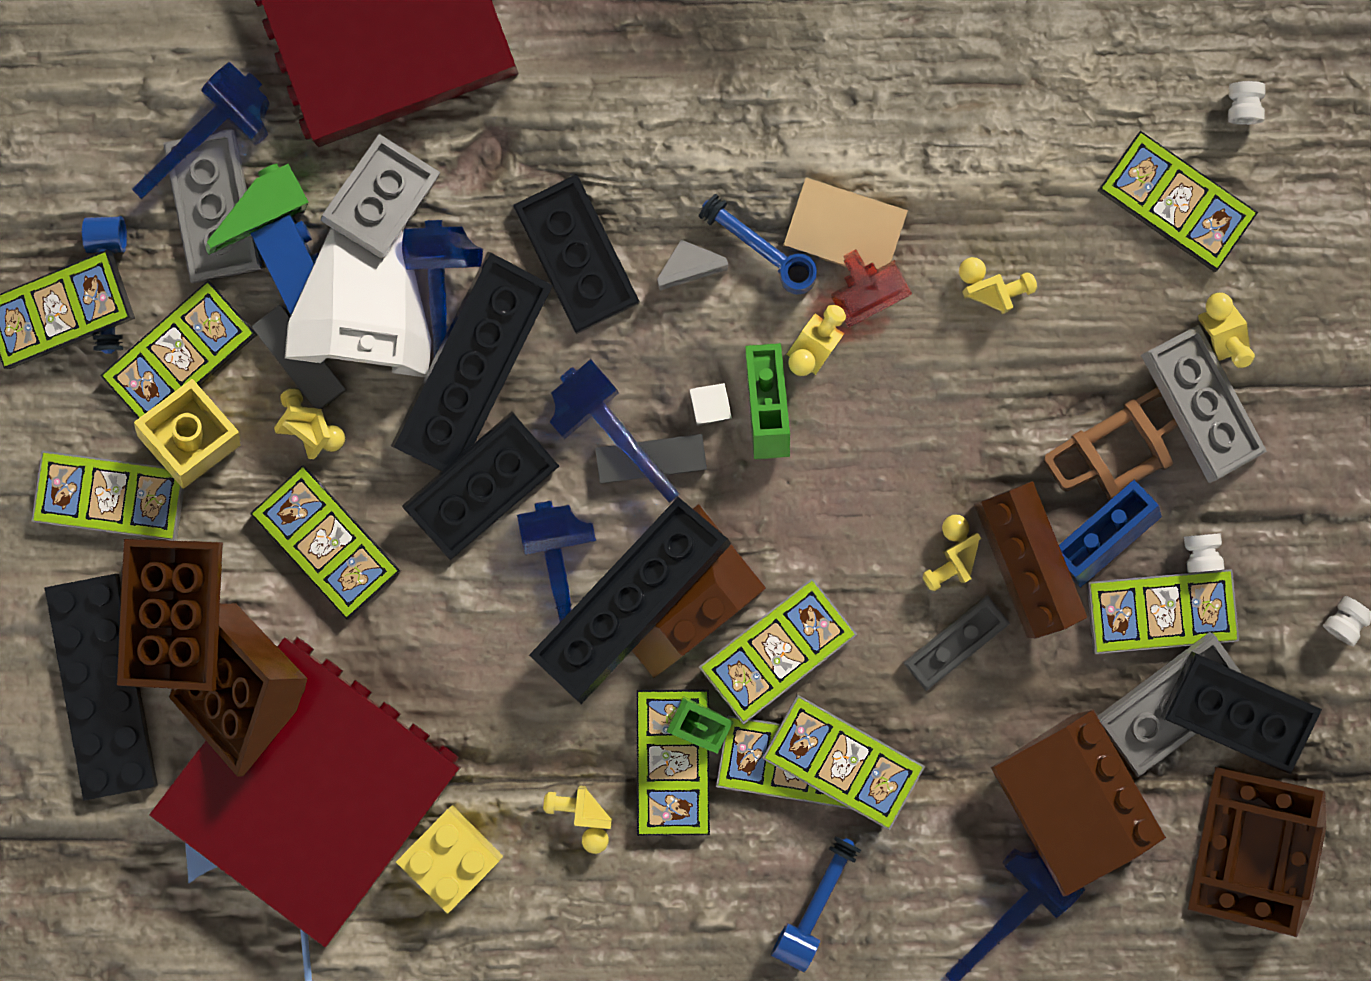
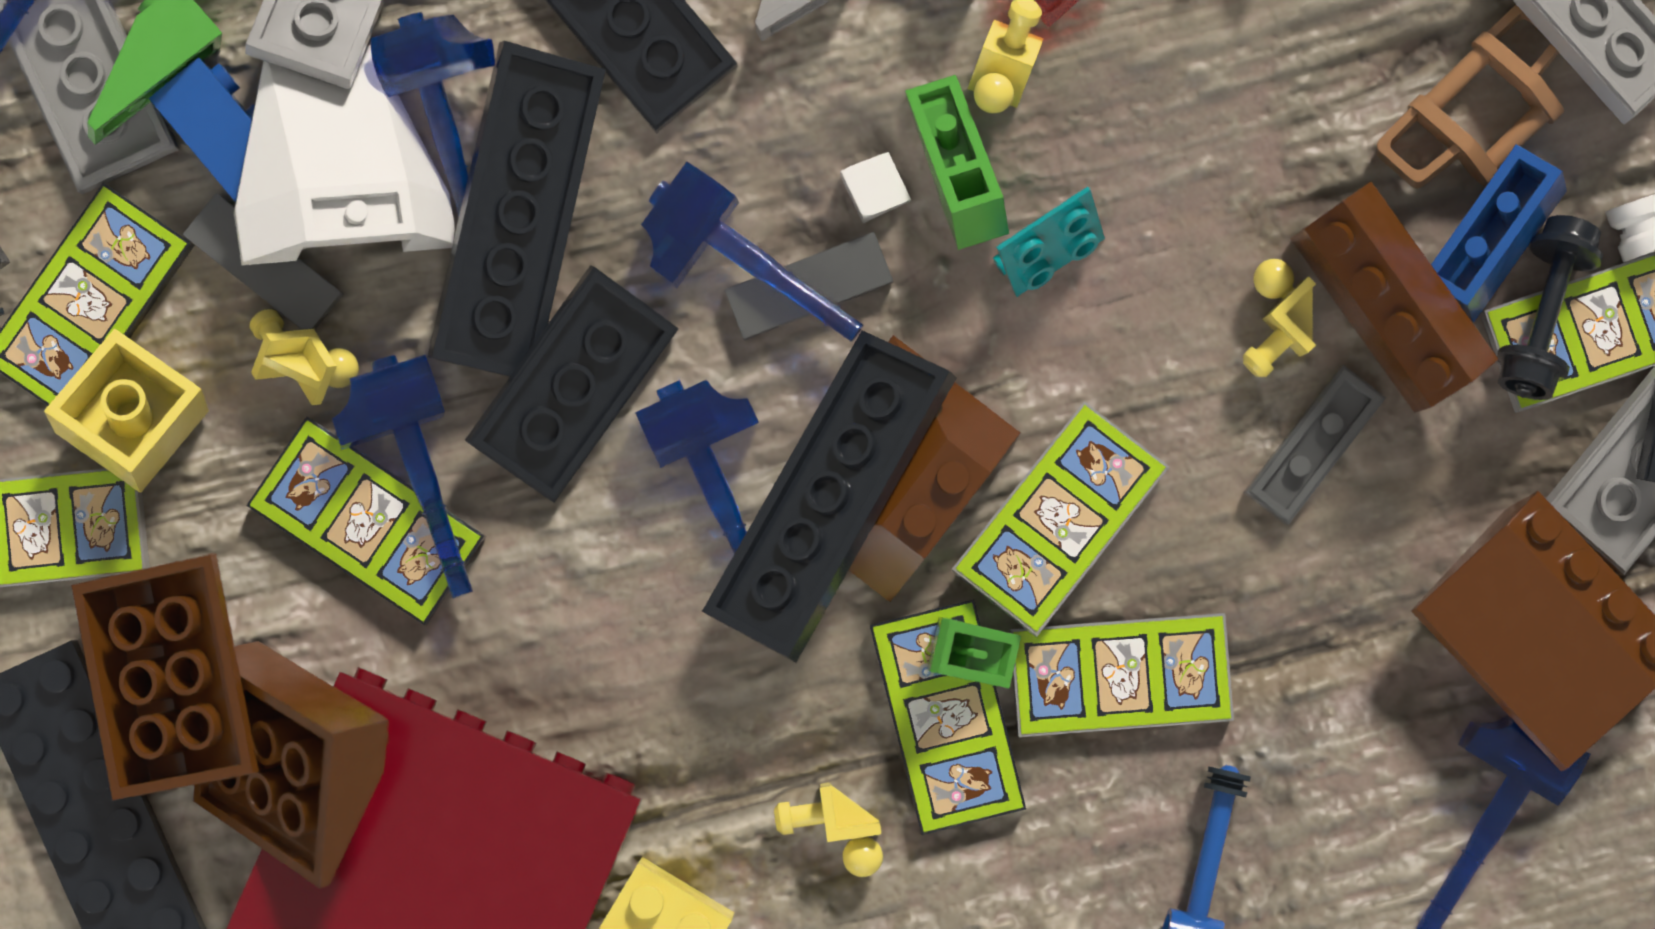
camera: 15 degrees left, 0 degrees up
(363, 470) = (398, 401): none -> clear blue piece
(815, 469) = (1050, 243): none -> teal hinge
(843, 762) = (1194, 655): tile -> none
(1153, 553) = (1567, 245): none -> black piece

